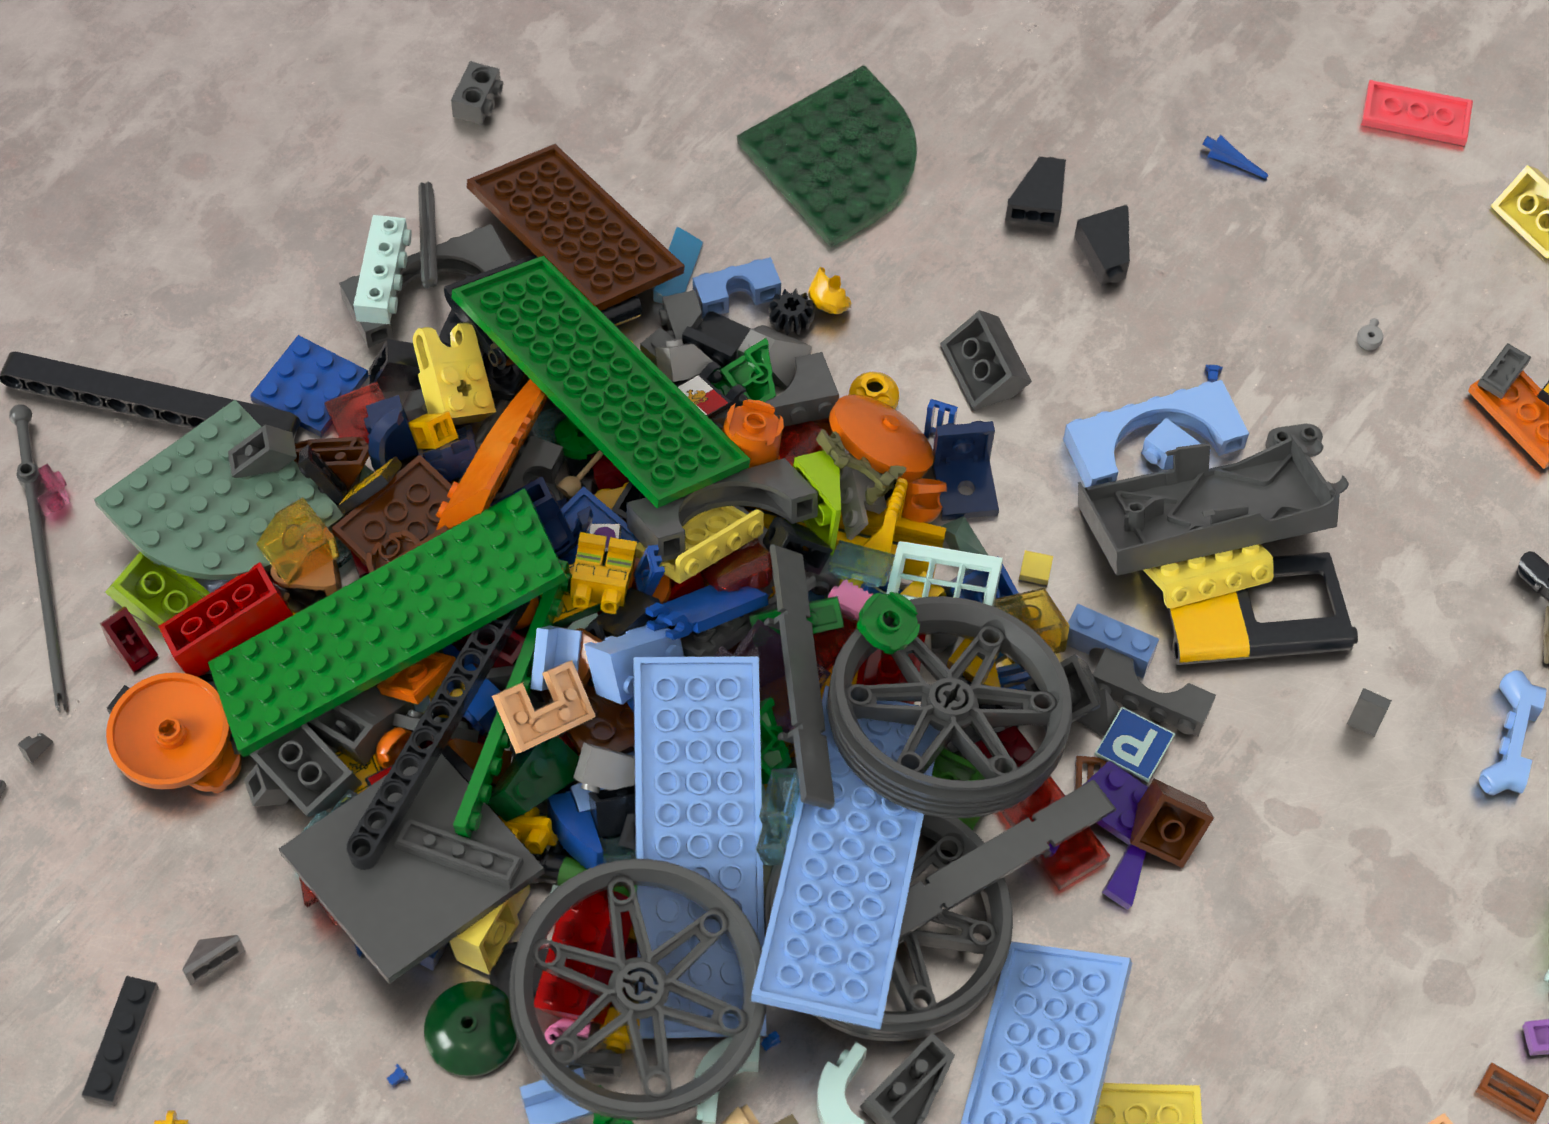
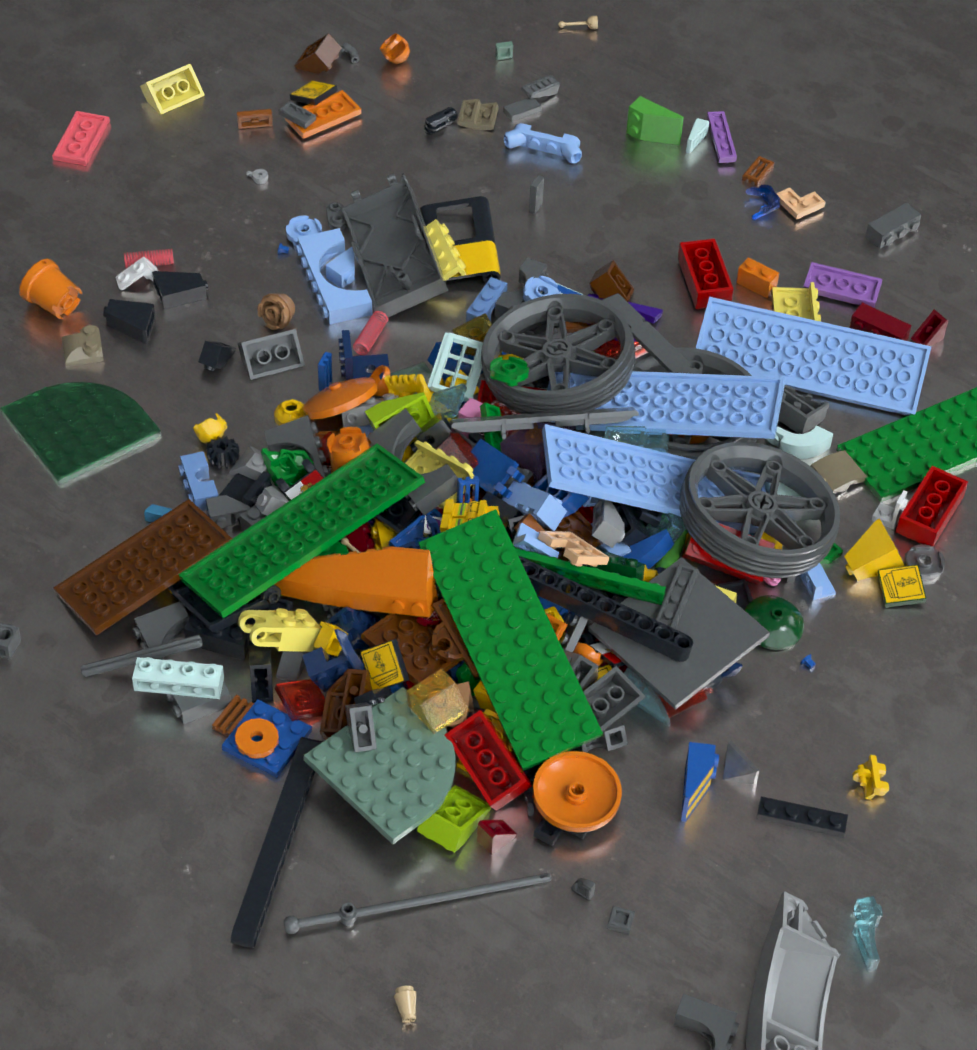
camera: 90 degrees left, 10 degrees down
(56, 496) = (362, 893): clear pink bracket -> none
(185, 887) = (699, 770): none -> blue slope
(295, 352) = (252, 728): none -> orange tile
(349, 344) = (227, 711): none -> dark orange tile
(833, 446) = (388, 386): olive piece -> none
(976, 291) = (215, 355): none -> black slope
(987, 147) = (83, 347): none -> dark tan slope
(1036, 567) = (428, 339): light yellow tile -> none
(1066, 361) = (276, 310): none -> medium nougat cone
(1069, 505) = (371, 337): none -> coral piece
(1074, 89) = (49, 289): none -> orange piece
(1123, 696) = (539, 284): none -> light blue plate
(1135, 195) = (140, 268): none -> white bracket
(1160, 206) = (152, 258): none -> coral piece
(1215, 972) = (704, 272): none -> red brick
(1220, 1061) = (757, 277): none -> orange brick
(1225, 152) = (103, 228): blue piece -> none
(1265, 386) = (300, 223): none -> light blue plate
(1451, 1096) = (768, 194): none -> clear blue helmet
(1494, 321) = (253, 116): none -> dark orange tile

